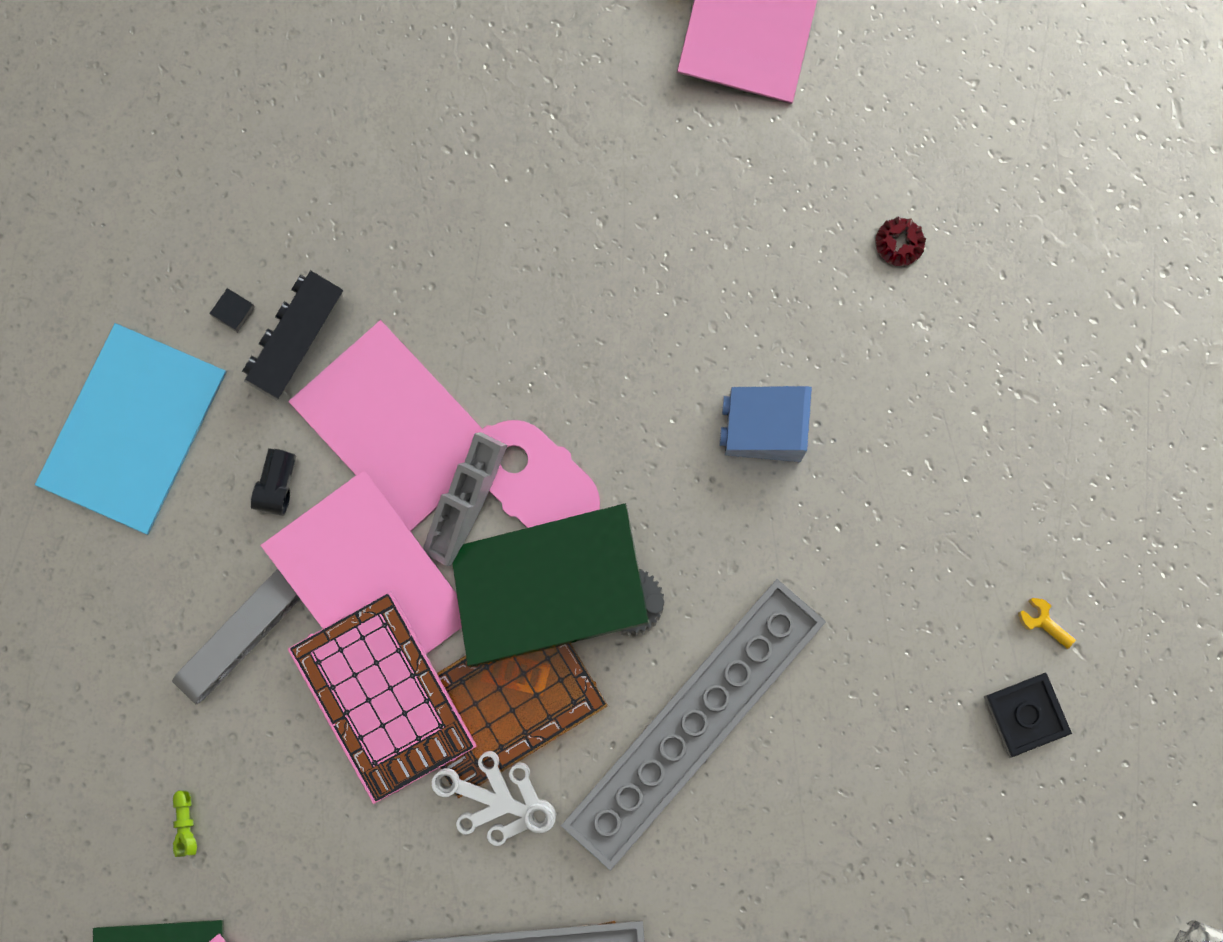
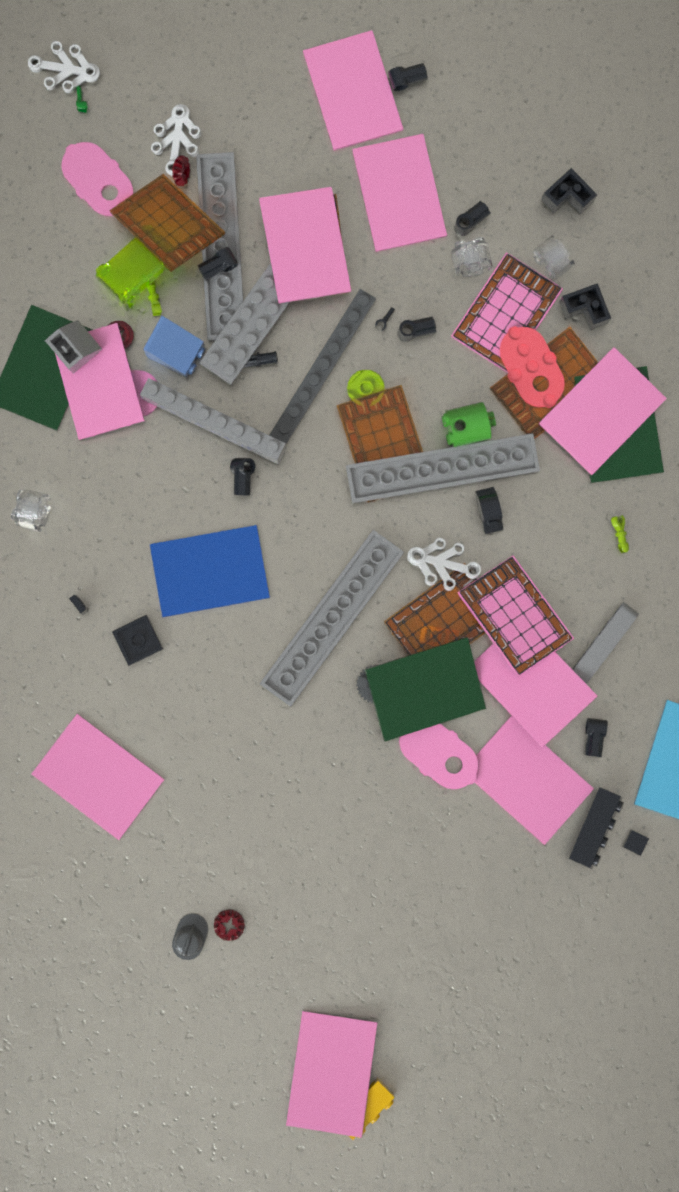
camera: 170 degrees right, 5 degrees up
(404, 887) = (490, 510): none -> black brick
(465, 498) = (480, 737): light grey slope -> none
(767, 422) = (304, 800): medium blue slope -> none
(897, 825) = (209, 571): none -> blue piece
(963, 230) = (190, 936): none -> dark grey piece
(1044, 621) = (128, 695): yellow bar -> none
(1102, 495) = (98, 776): none -> bright pink piece
(1126, 785) = (78, 604): none -> black tile

